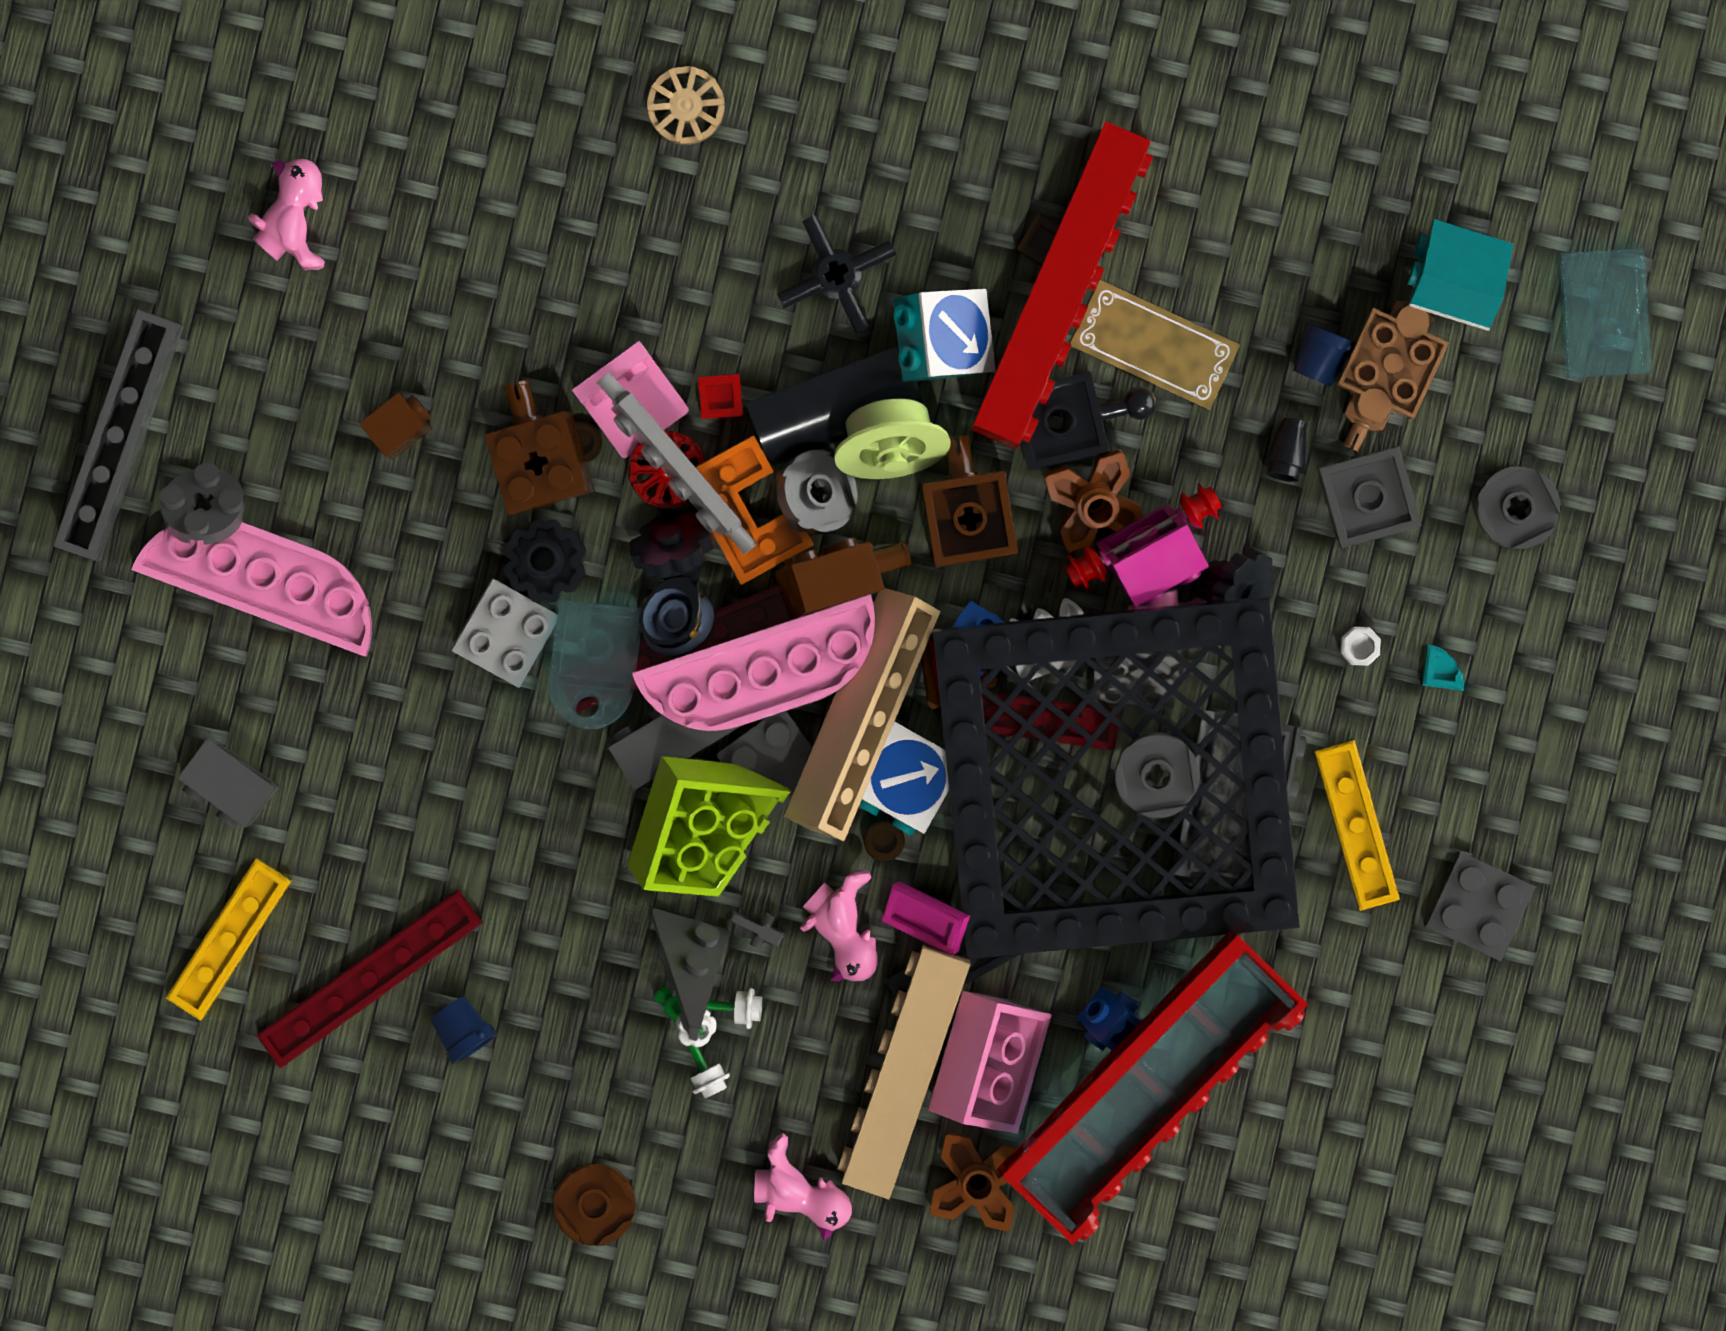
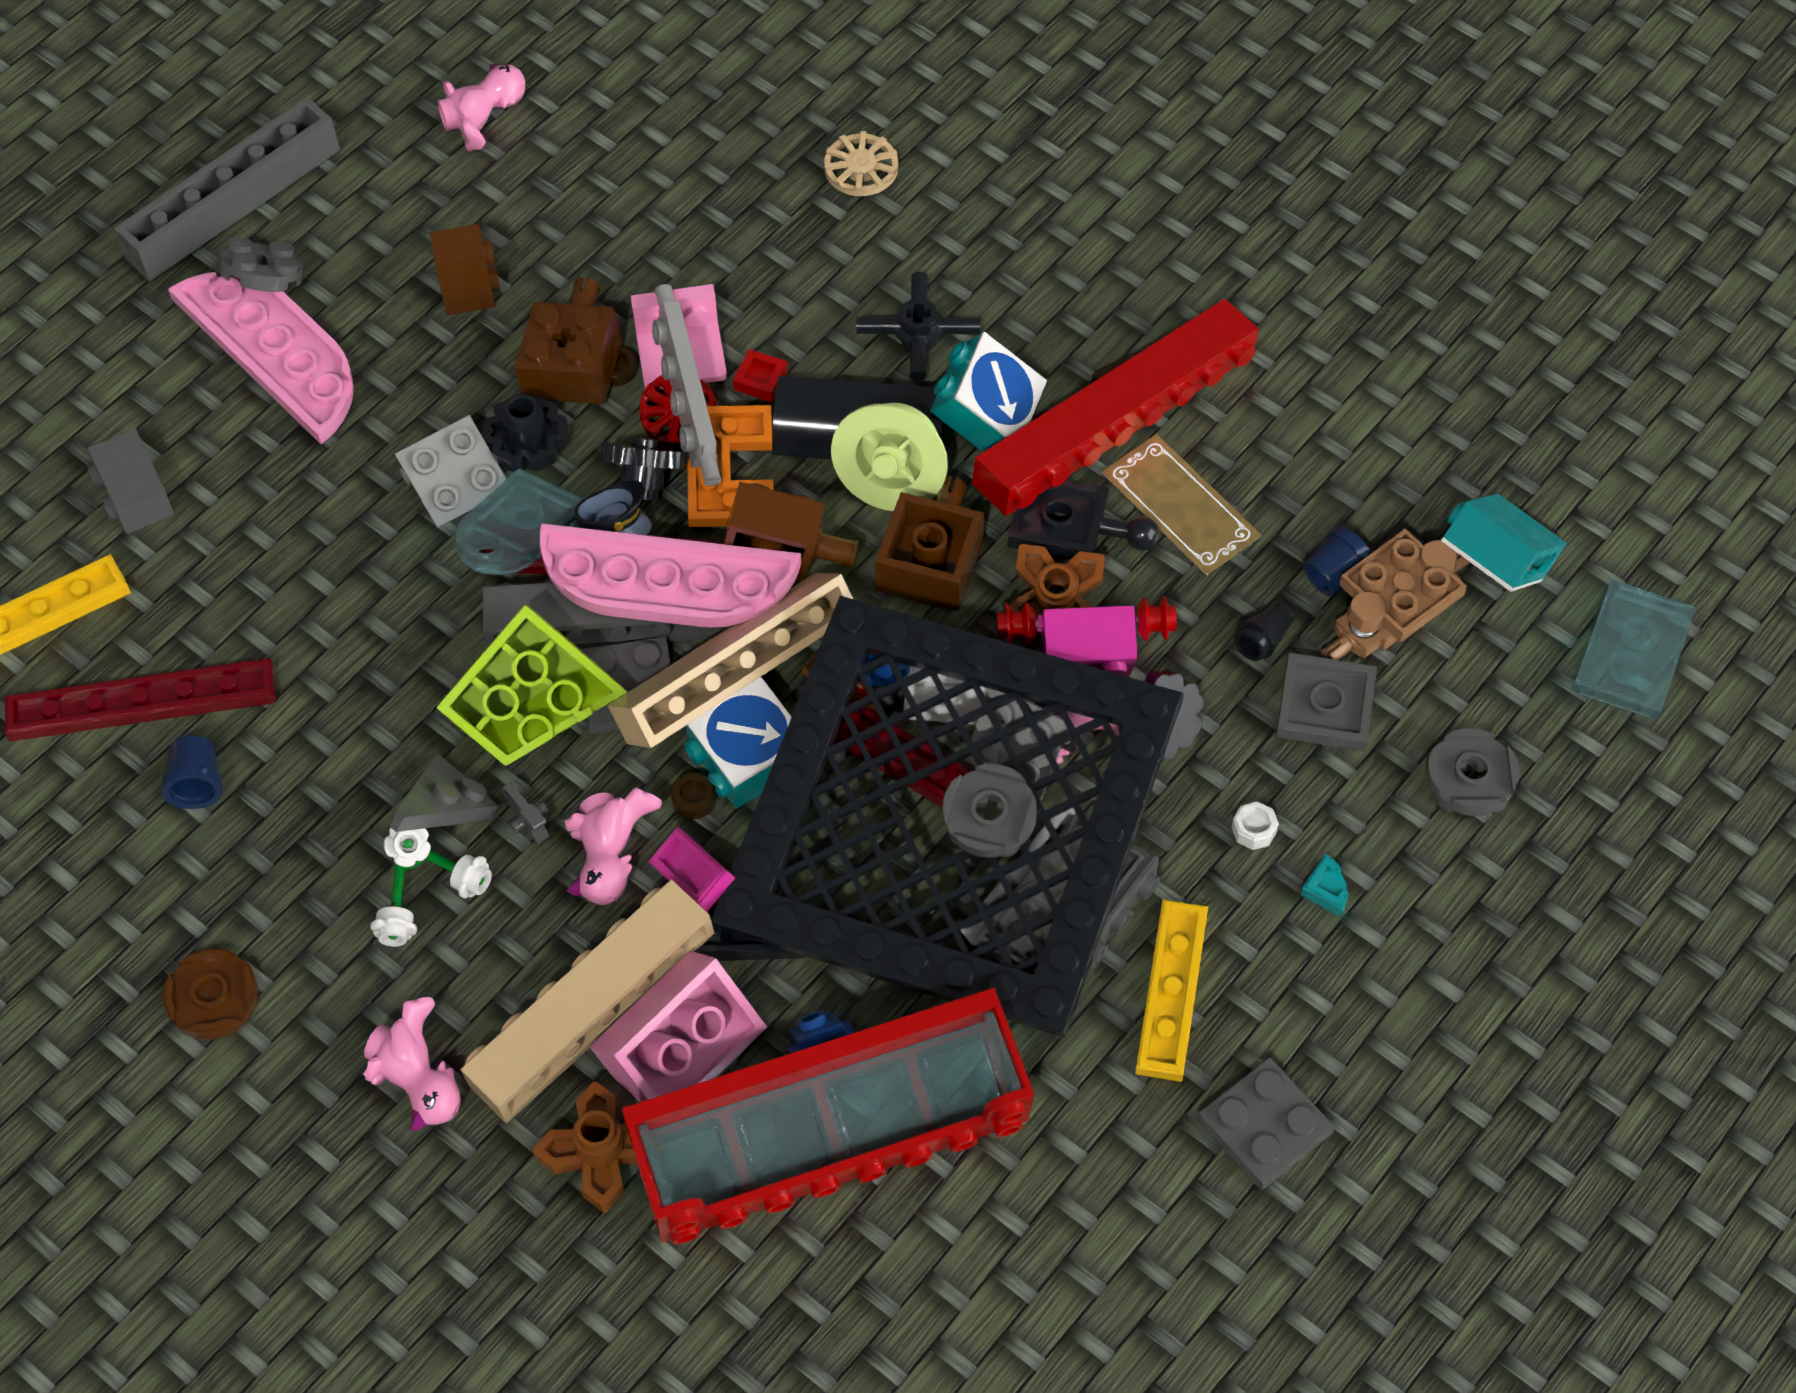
camera: 25 degrees right, 30 degrees down
(796, 499) = (811, 455): dark grey plate -> none

